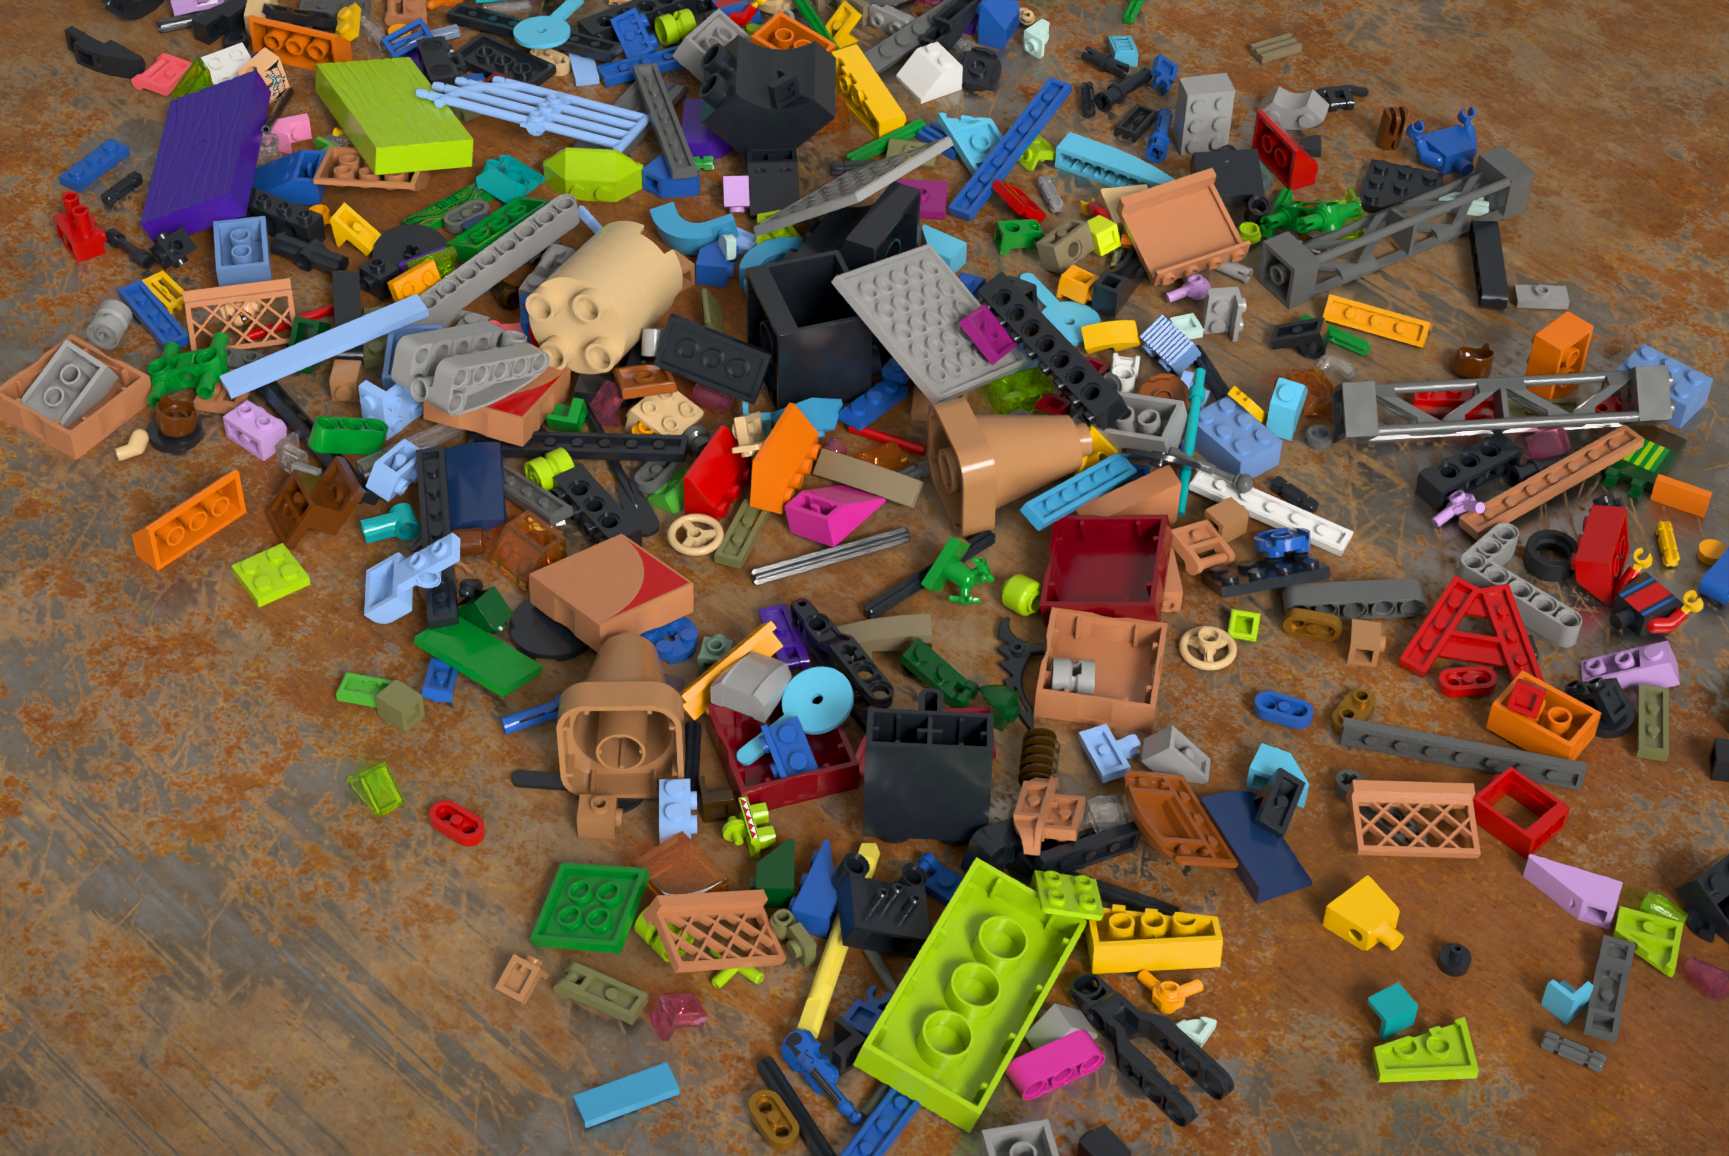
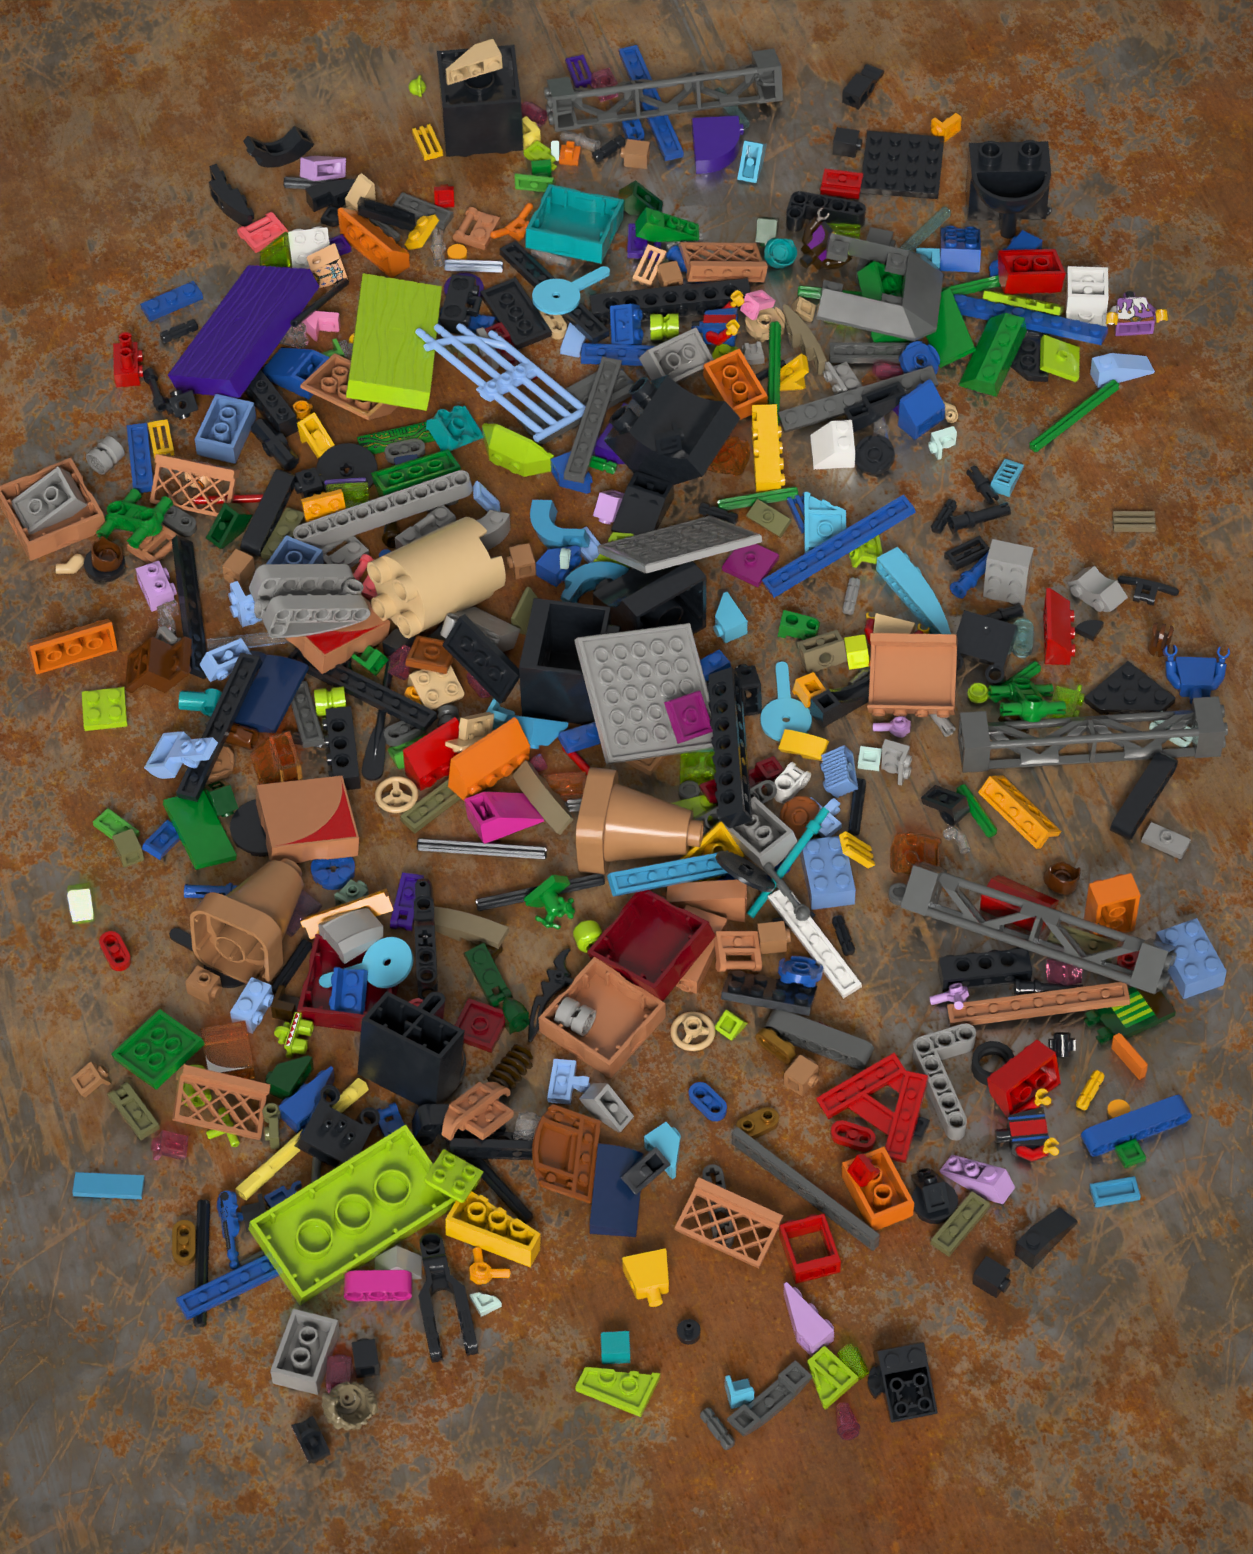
camera: 30 degrees right, 10 degrees up
(323, 346) = (231, 536): light blue tile -> none
(347, 435) = (208, 618): green beam -> none
(393, 36) = (451, 257): blue tile -> none
(469, 587) = (217, 776): black arm -> none
(1018, 201) = (818, 595): red plate -> none
(1164, 73) = (1020, 514): blue plate -> none
(1286, 408) = (881, 861): medium azure slope -> none

